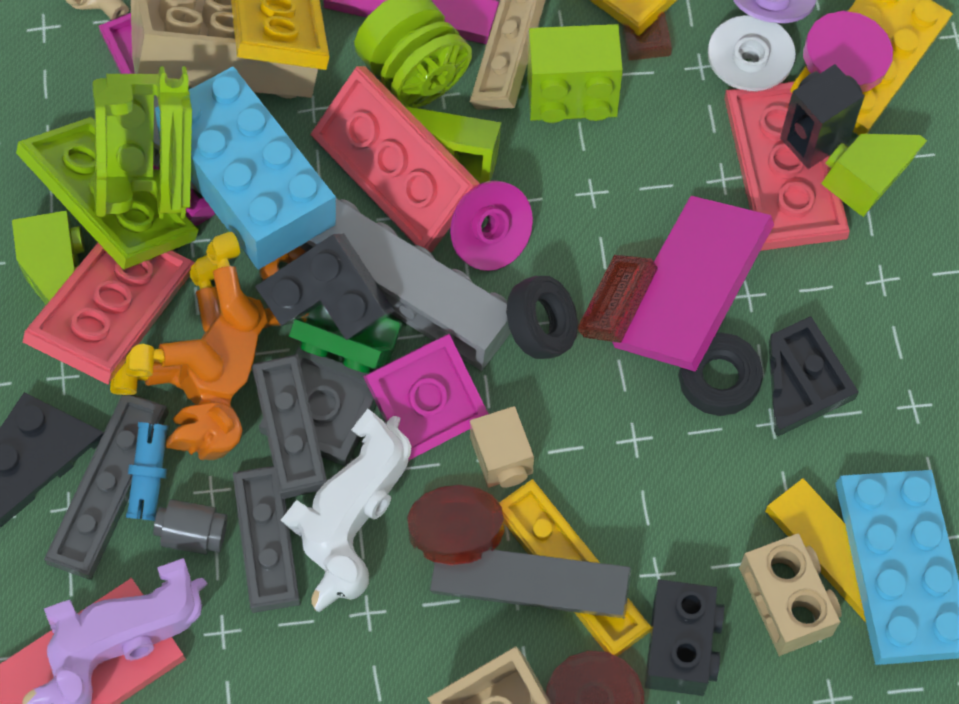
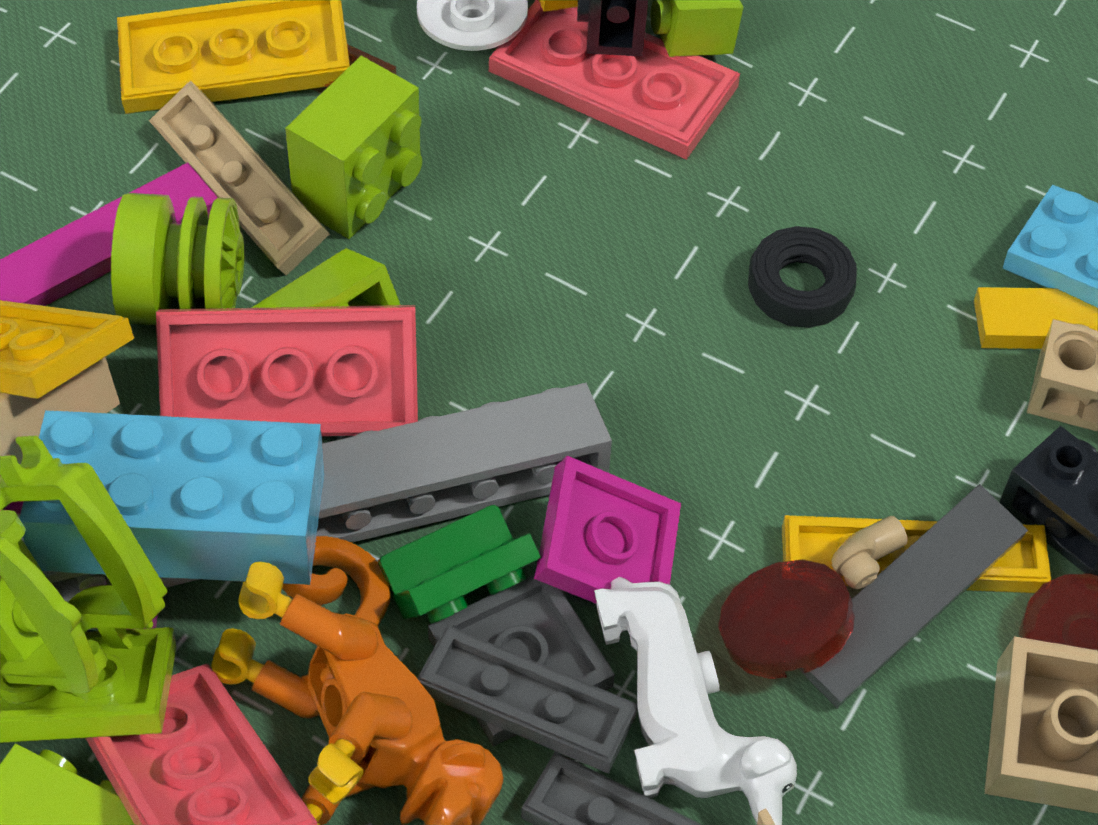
camera: 55 degrees left, 10 degrees down
(331, 277) = (398, 512): black brick -> none
(502, 448) = (728, 515): tan brick -> none
(506, 229) = (457, 341): dark pink dish -> none
(524, 322) = (611, 370): black tyre -> none
(537, 533) = (859, 552): none -> tan arm
(617, 298) = (641, 299): clear red tile -> none
(696, 281) = (685, 225): dark pink tile -> none
(805, 376) = (867, 211): black wing -> none

